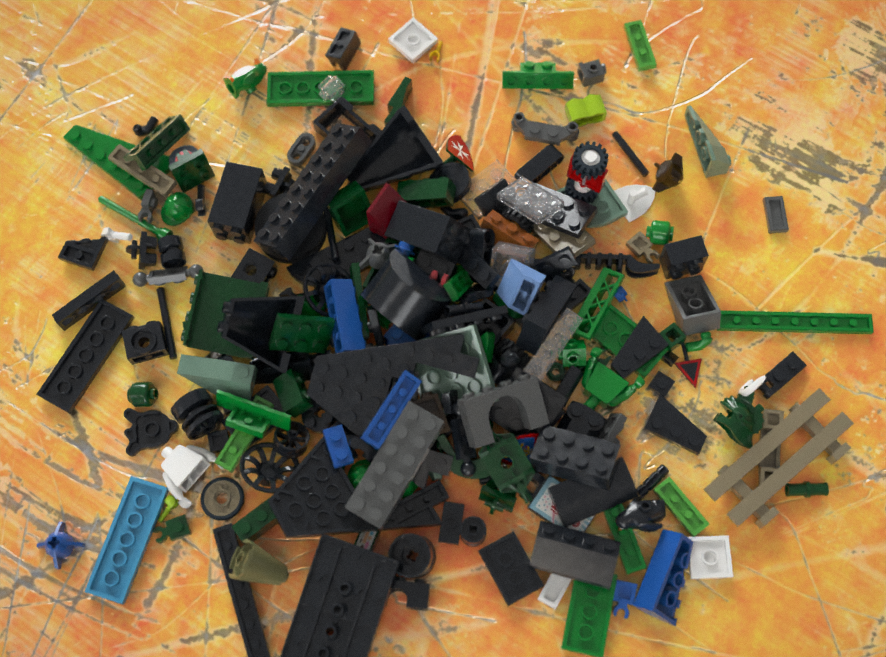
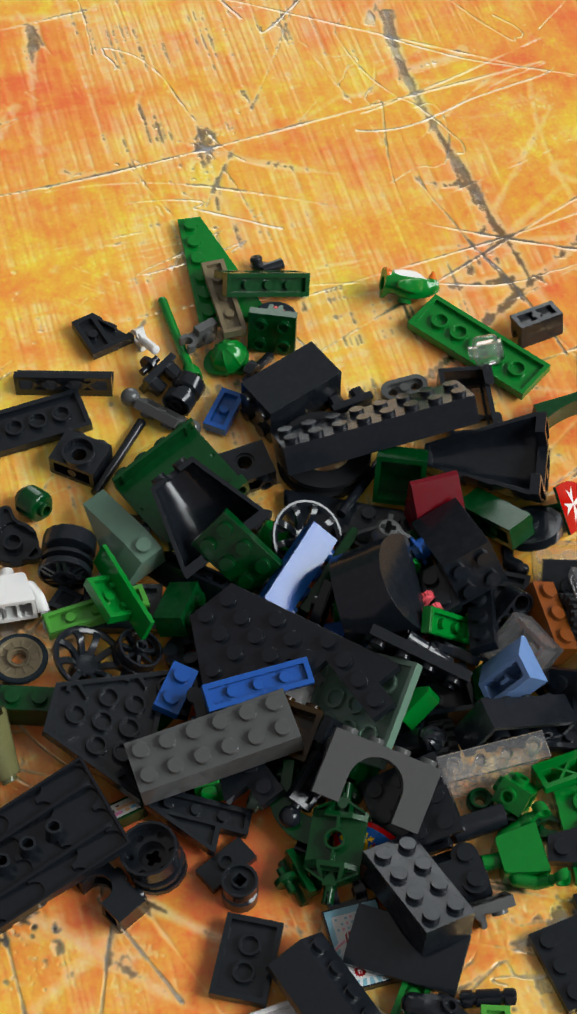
camera: 35 degrees right, 15 degrees down
(205, 245) = (223, 412): none -> blue plate

